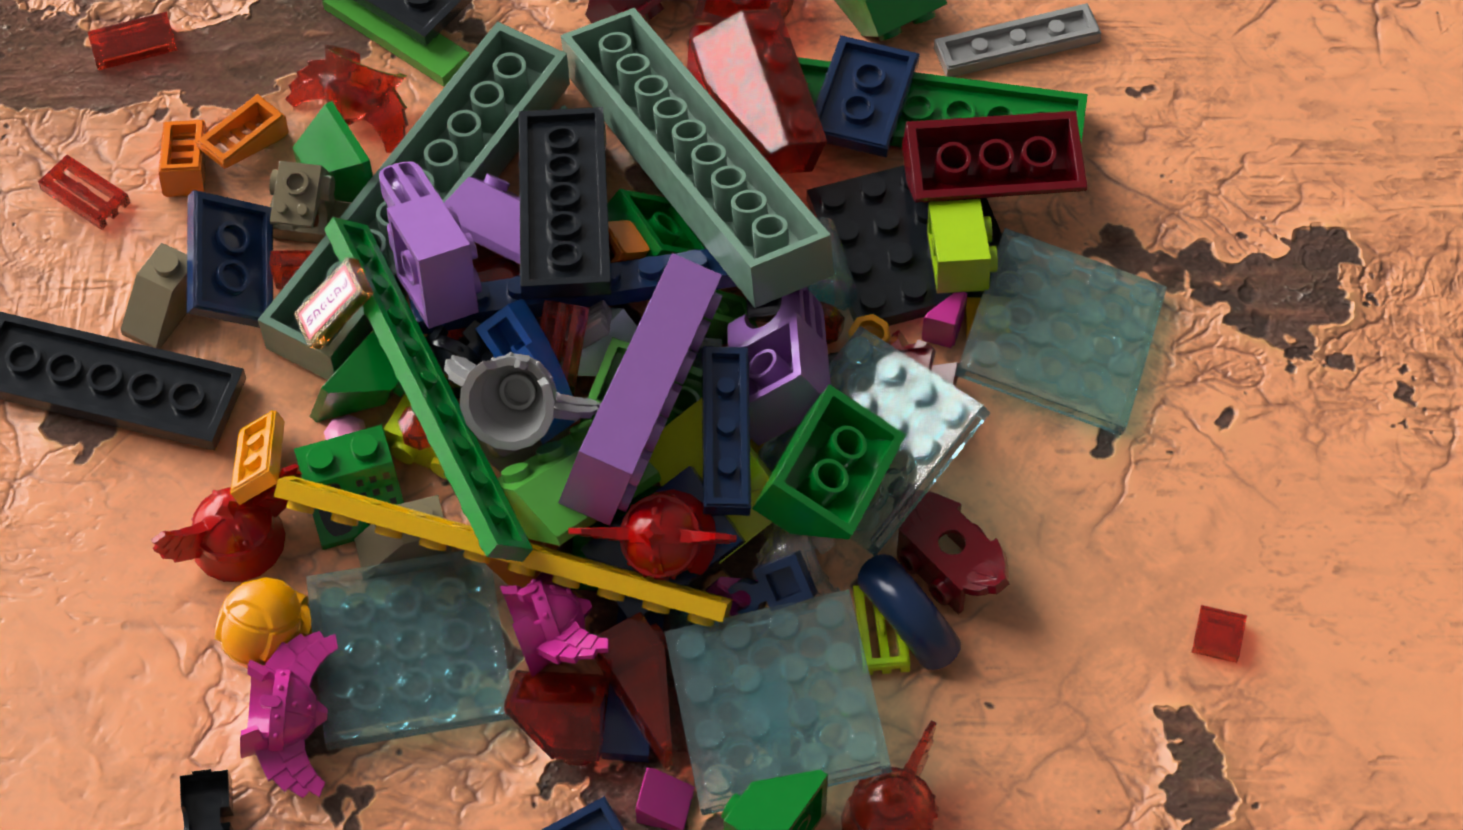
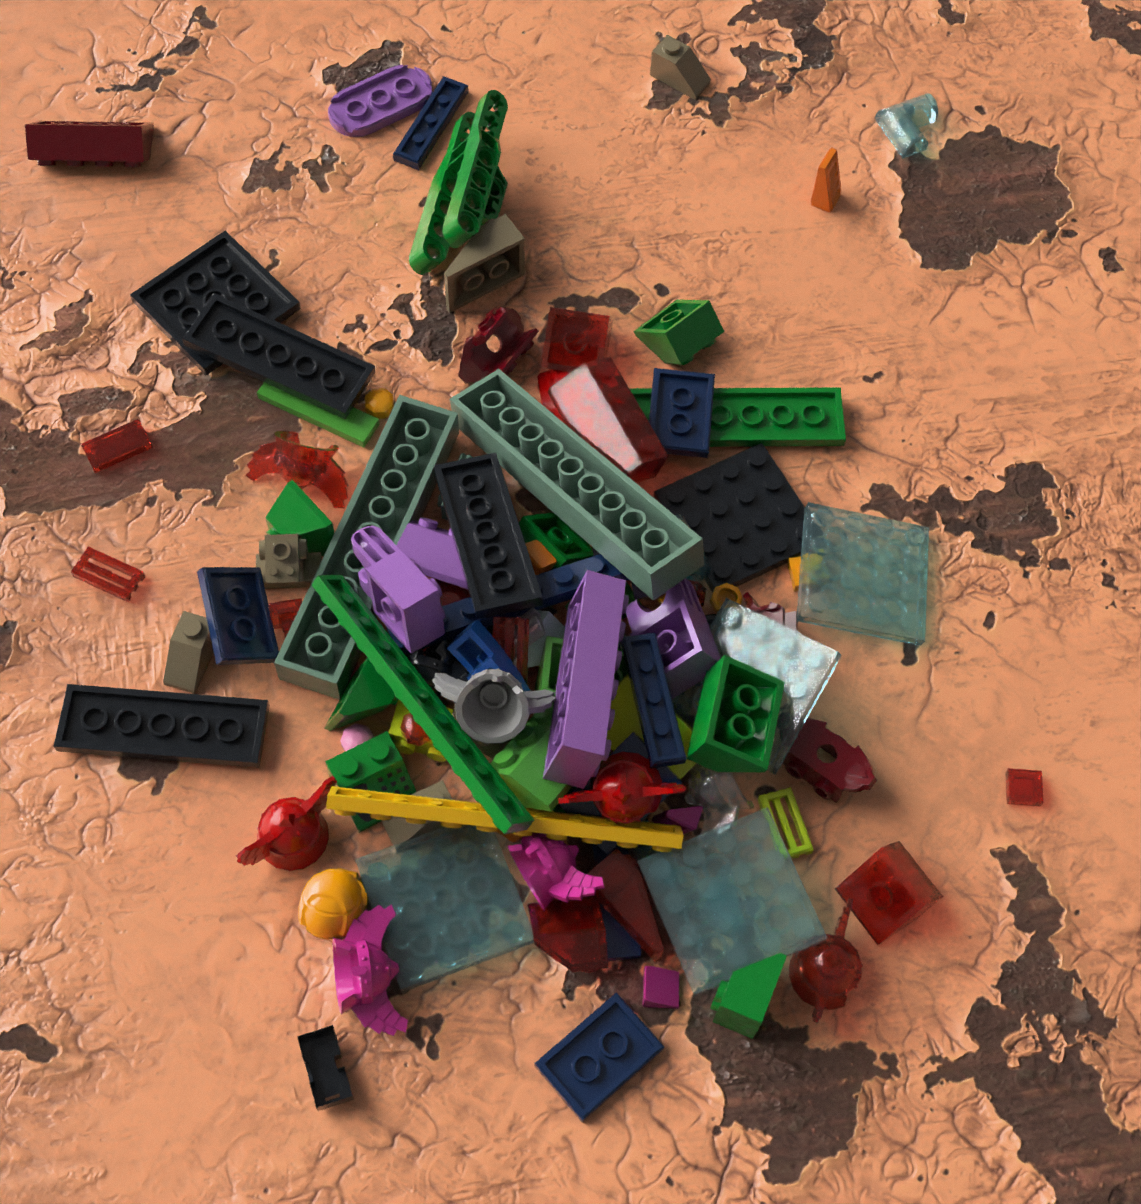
camera: 15 degrees left, 5 degrees up
(181, 161) = (177, 551): orange slope -> none
(254, 111) = (227, 489): orange slope -> none
(257, 457) = (299, 772): light orange tile -> none
(333, 303) = (333, 644): tile -> none
(471, 31) = (379, 403): none -> light orange tile
(778, 583) = (714, 810): dark blue plate -> none
(909, 611) = (806, 811): dark blue cylinder -> none
(945, 320) = (779, 580): dark pink slope -> none
(960, 246) = (781, 522): lime brick -> none
(993, 156) = (791, 451): dark red slope -> none
(998, 732) = (888, 892): none -> clear red slope
(1017, 40) = (777, 351): light grey tile -> none

